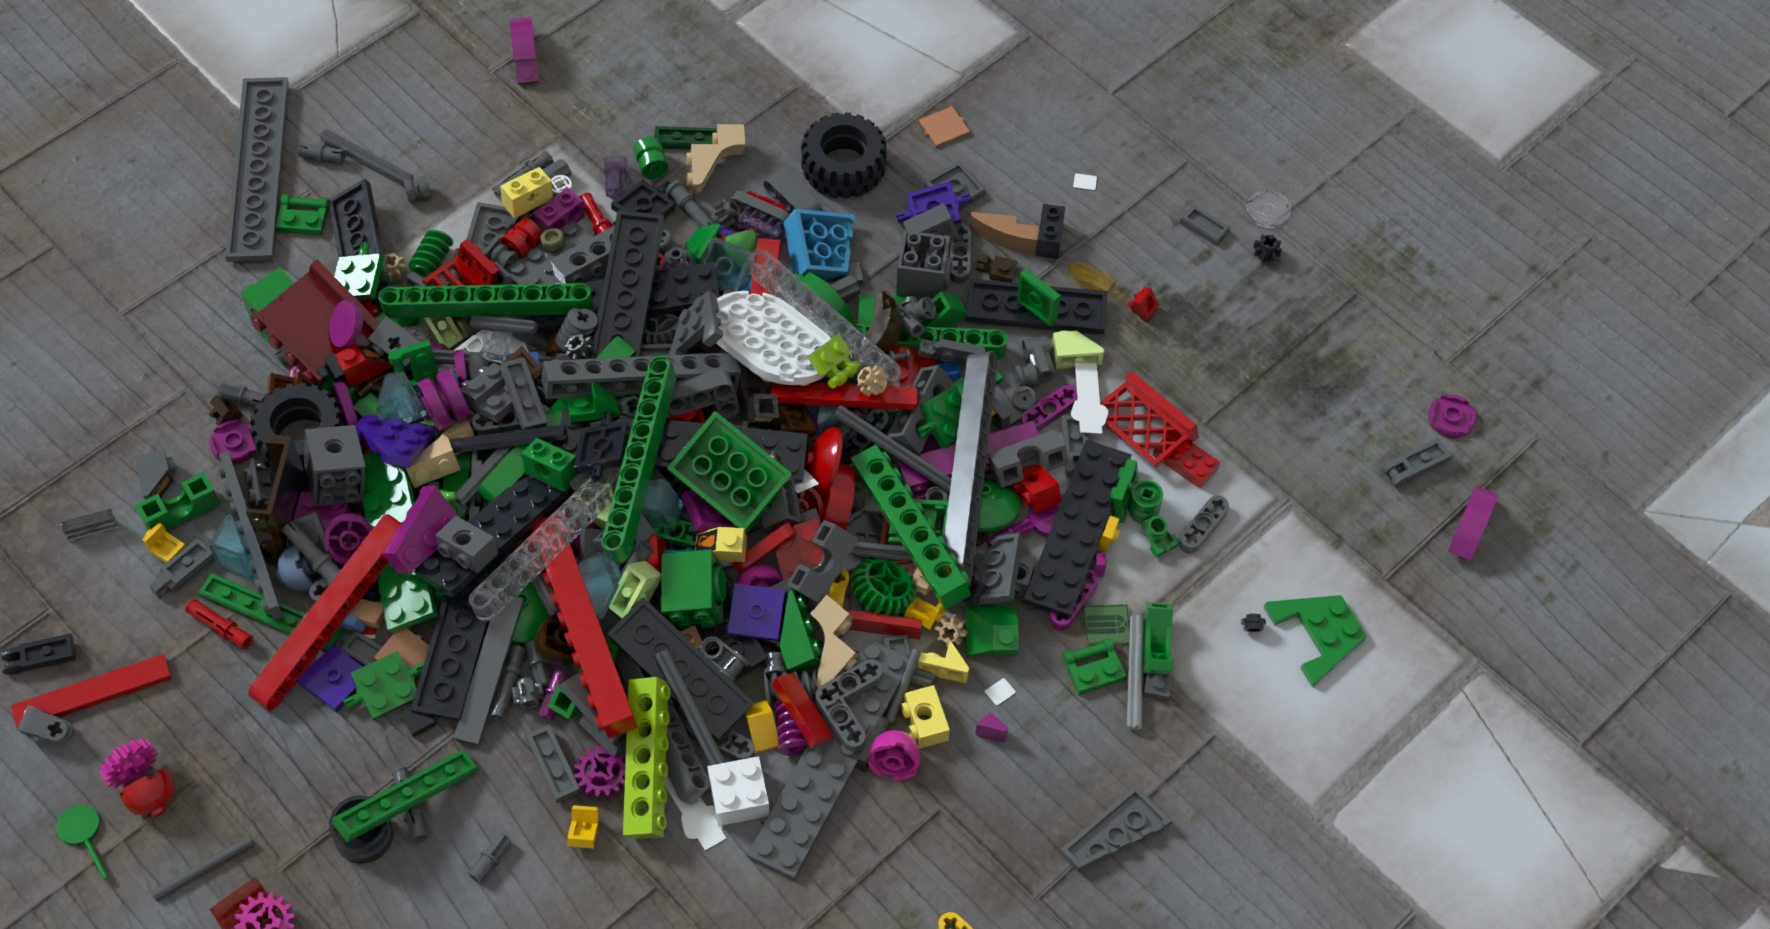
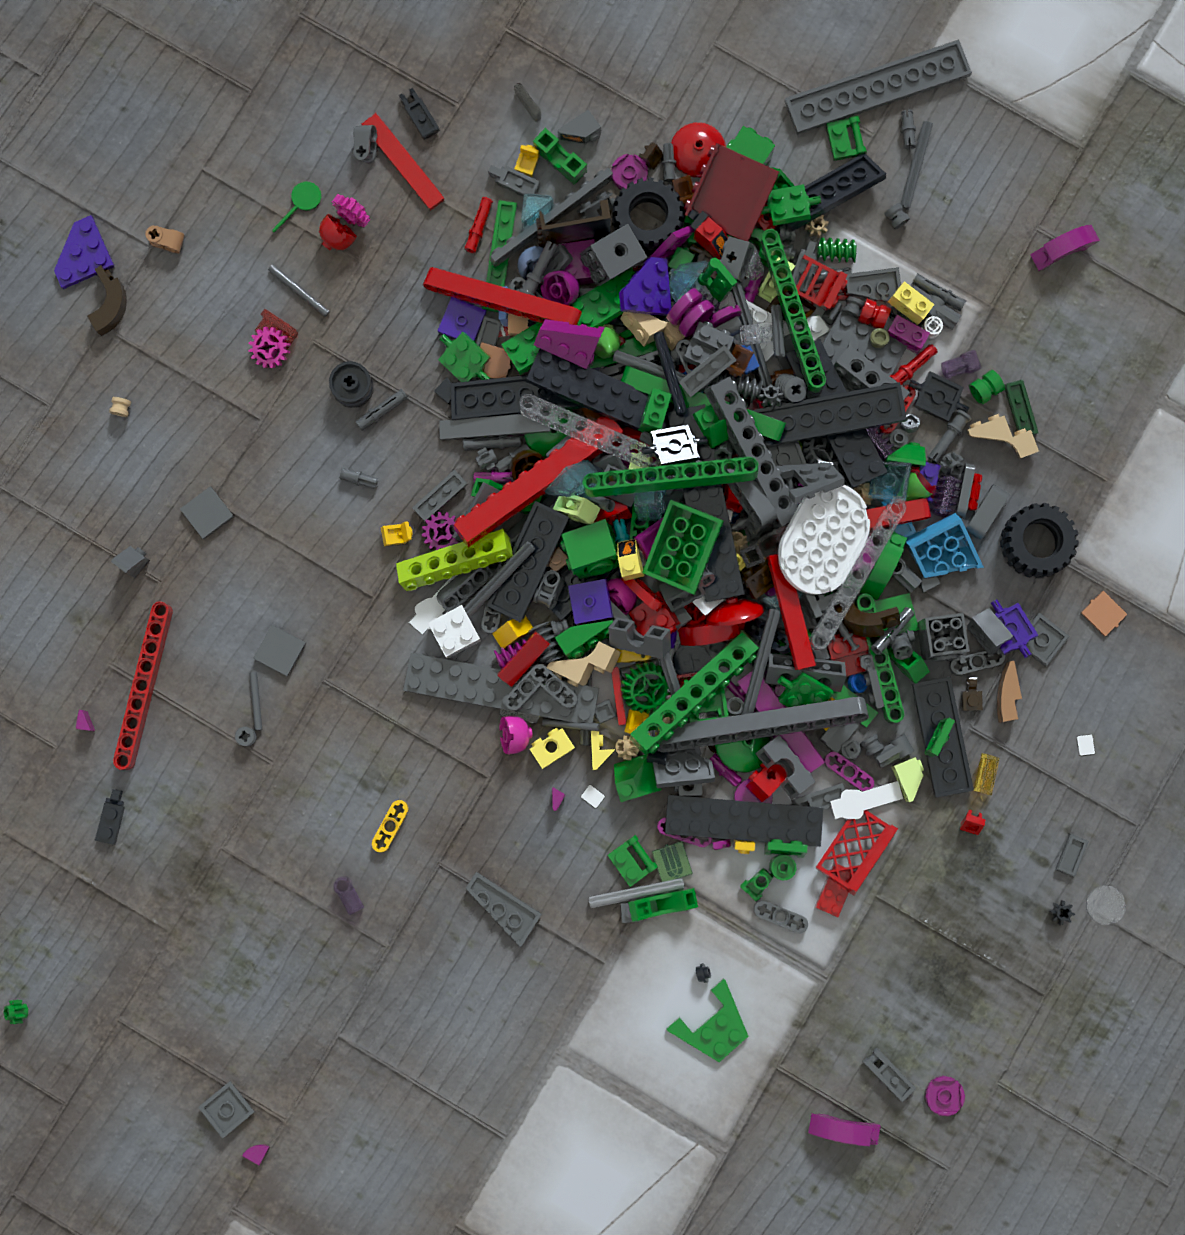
camera: 75 degrees right, 25 degrees up
(248, 369) = (686, 154): none -> red dish
(345, 324) = (735, 215): magenta tile -> none
(404, 795) = (380, 405): green tile -> none
(466, 544) = (561, 387): dark grey brick -> none
(829, 355) = (816, 590): lime plate -> none
(872, 380) = (804, 629): tan gear -> none
(1050, 231) = (1019, 729): black brick -> none

